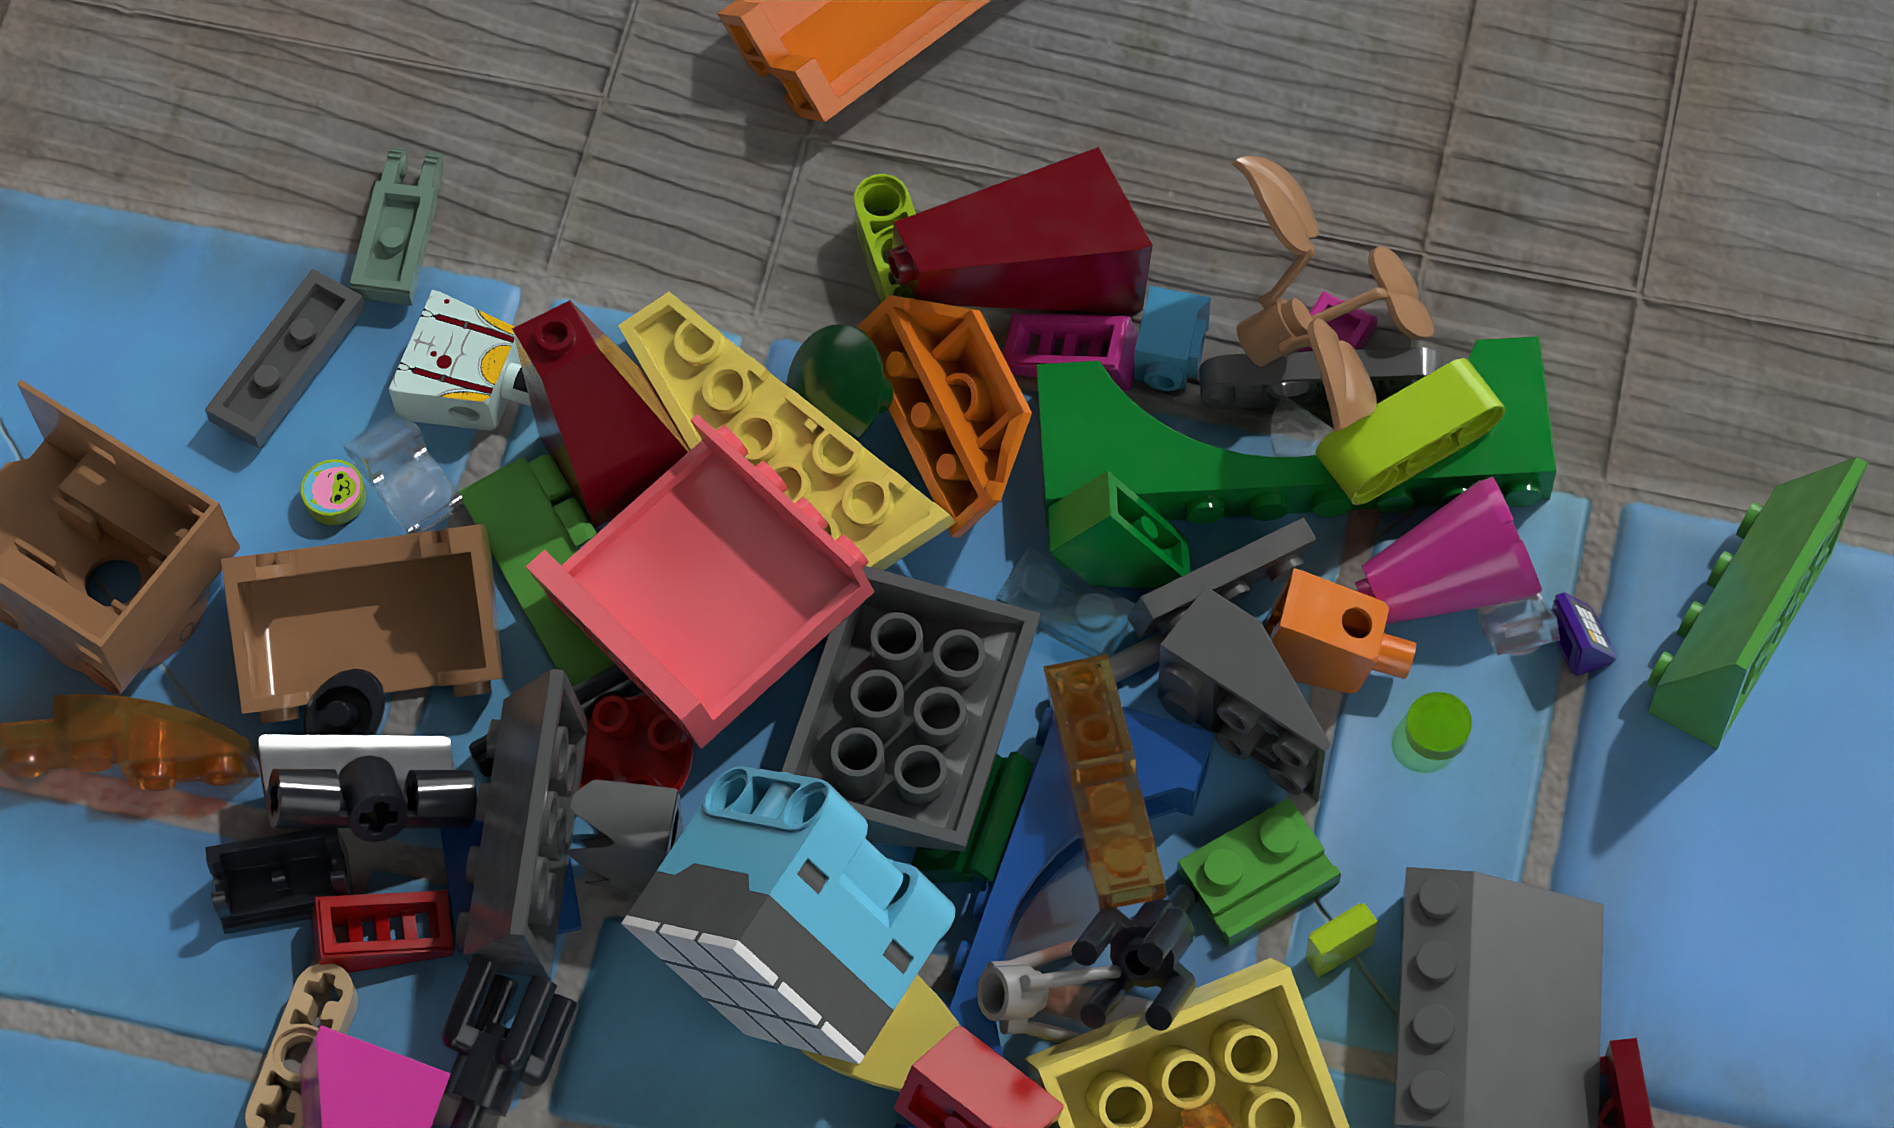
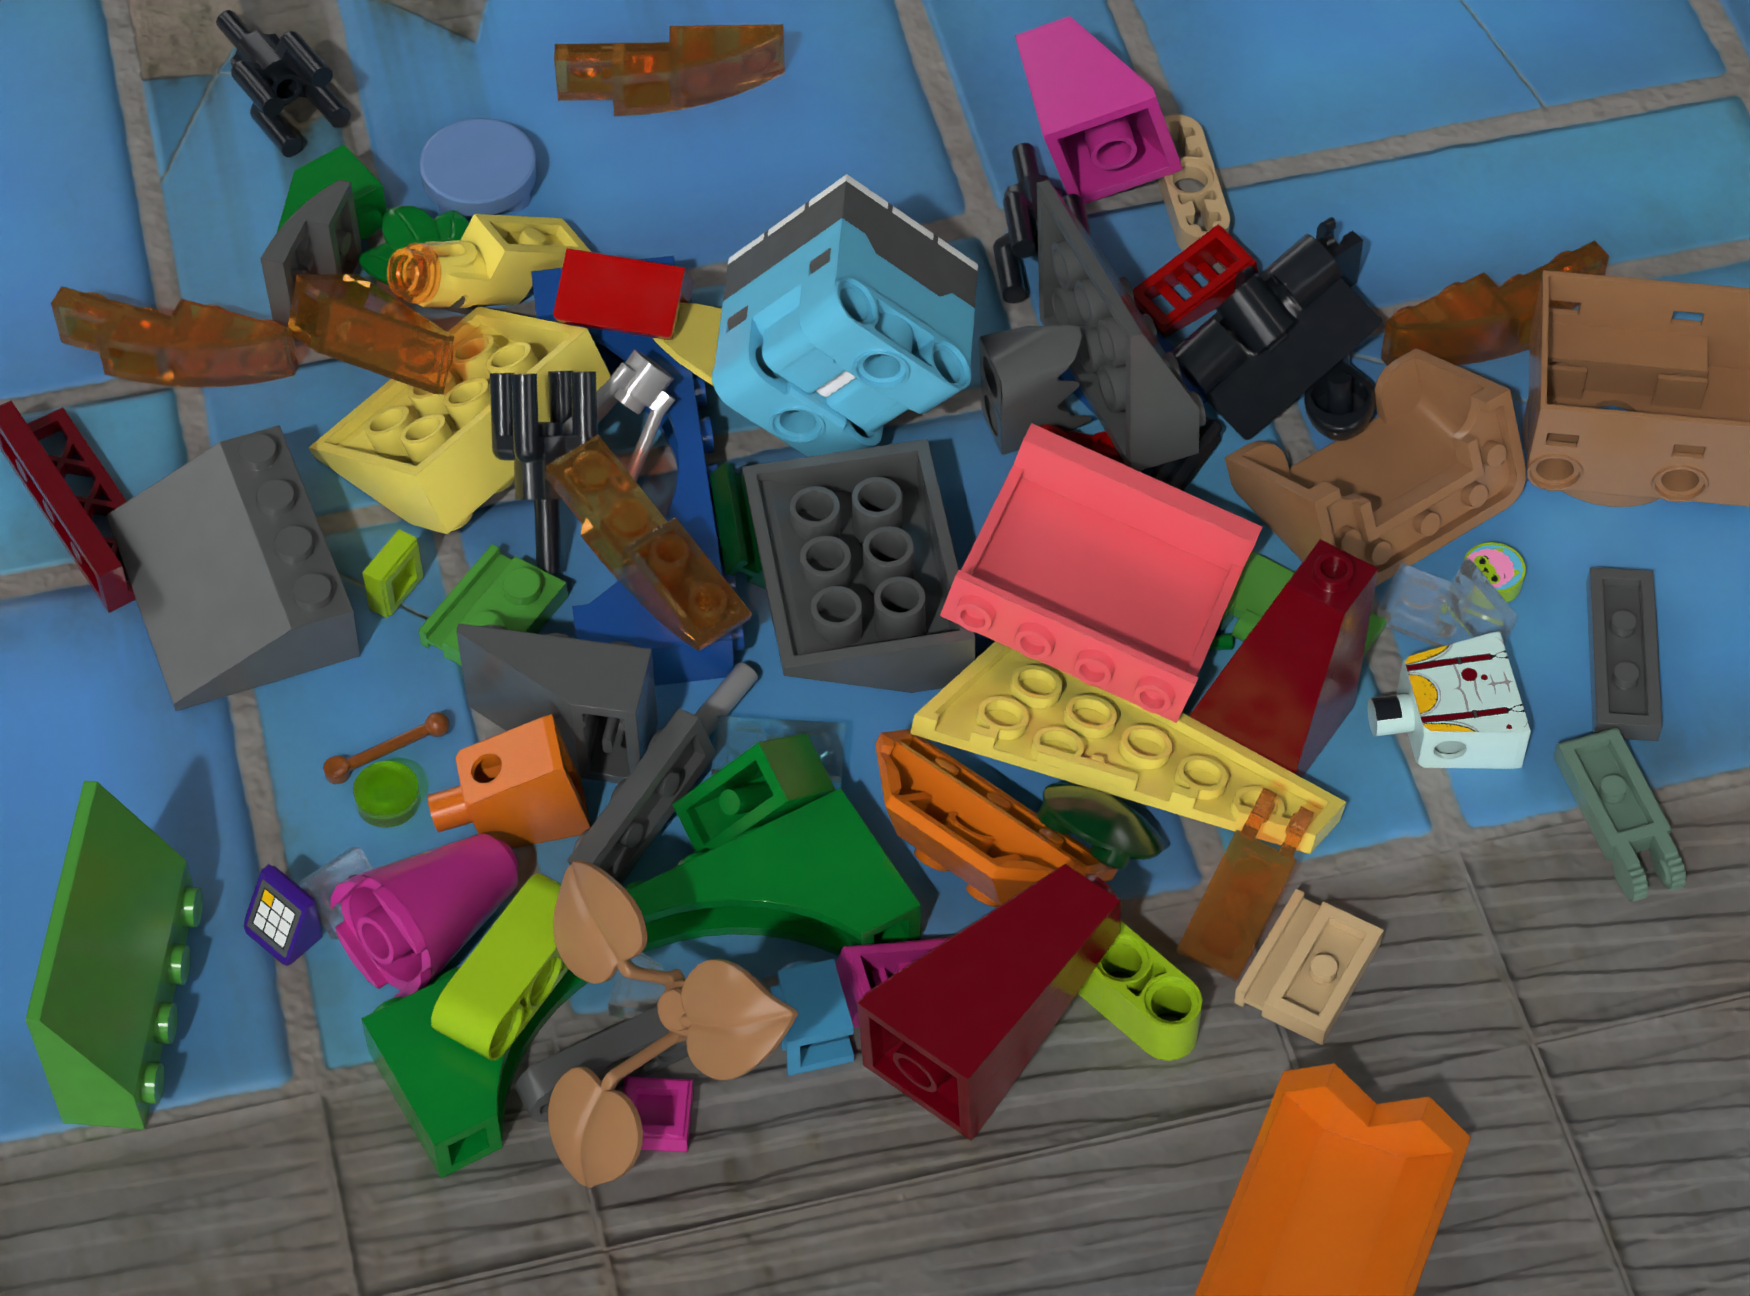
camera: 150 degrees right, 10 degrees down
(742, 210) = (1309, 966): none -> tan plate
(752, 276) = (1242, 892): none -> clear orange hinge
(1471, 776) = (338, 769): none -> dark orange hinge

